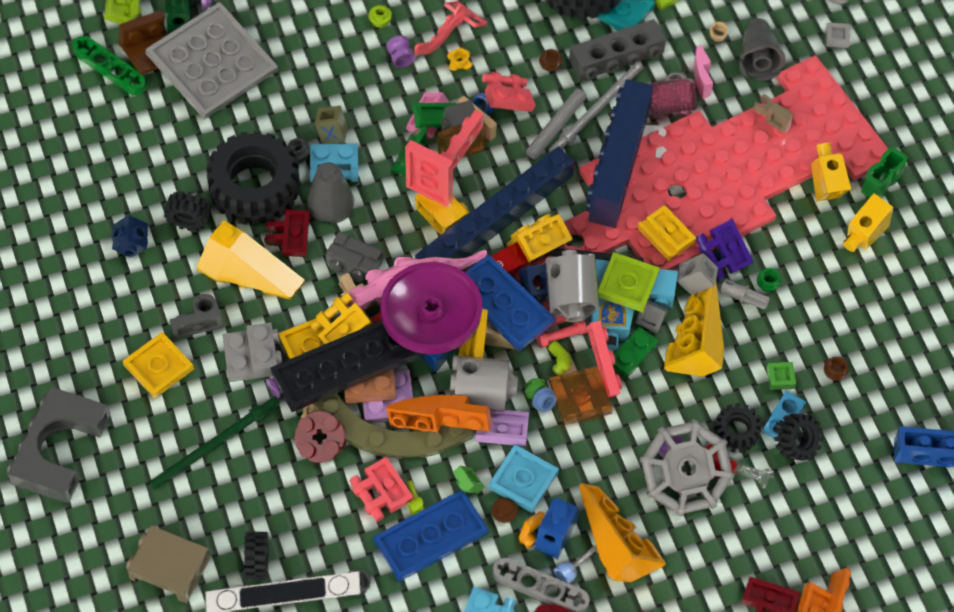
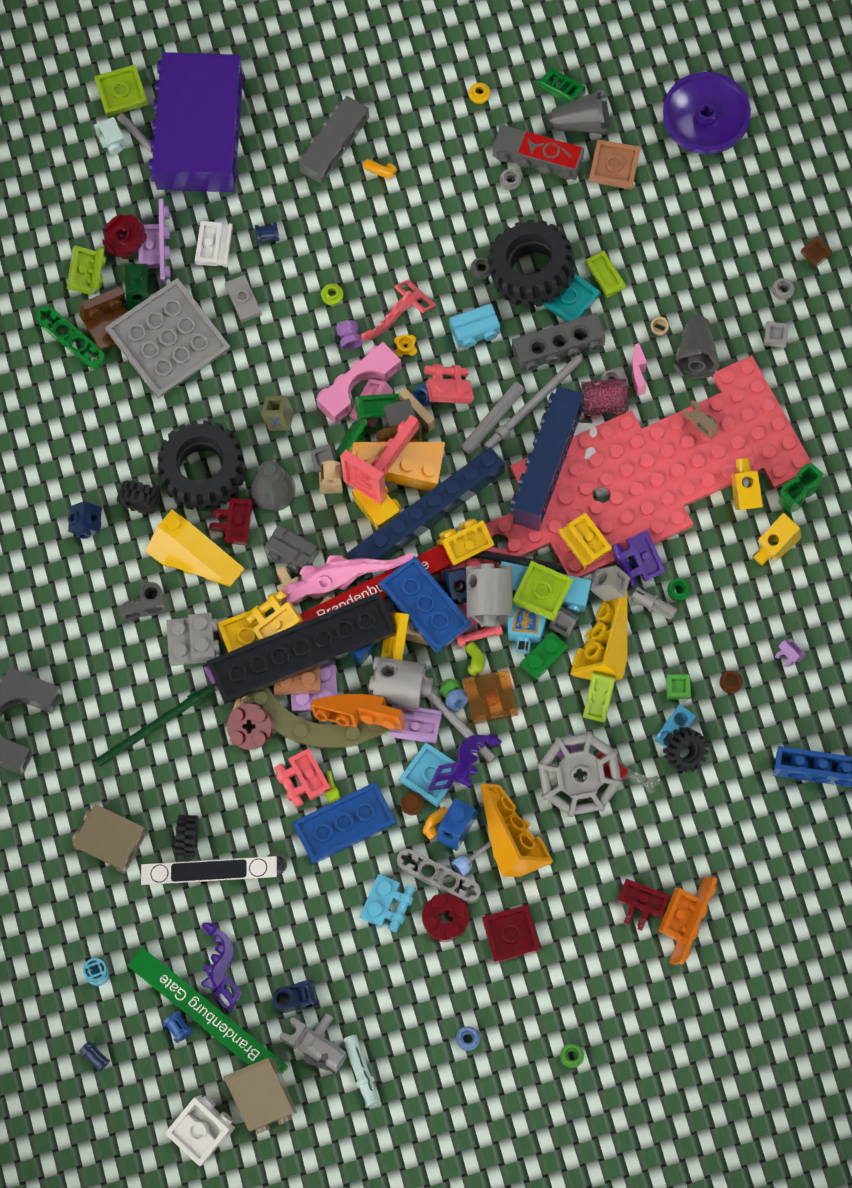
camera: 10 degrees right, 10 degrees up
(158, 365) = (106, 648): yellow plate -> none
(288, 23) = (243, 299): none -> light grey plate
(300, 147) = (242, 431): dark grey plate -> none
(340, 154) = (279, 443): medium azure plate -> none
(383, 168) = (322, 454): none -> dark grey plate
(392, 184) = (330, 477): none -> tan leg
(431, 307) = (356, 612): magenta dish -> none
(432, 76) = (379, 364): none -> bright pink arch
(468, 480) = (381, 773): bright green plate -> none
(480, 169) = (415, 467): none -> light orange wedge
(529, 38) = (474, 326): none -> medium azure brick
(550, 60) = (493, 350): reddish brown plate -> none
(551, 429) = (458, 724): none -> light grey bar
(560, 462) = (463, 767): none -> dark purple piece
(604, 358) = (514, 664): coral plate -> none
(698, 389) = (599, 697): none -> lime plate
(742, 415) = (632, 722): black tyre -> none
(896, 334) = (792, 651): none -> medium lavender tile

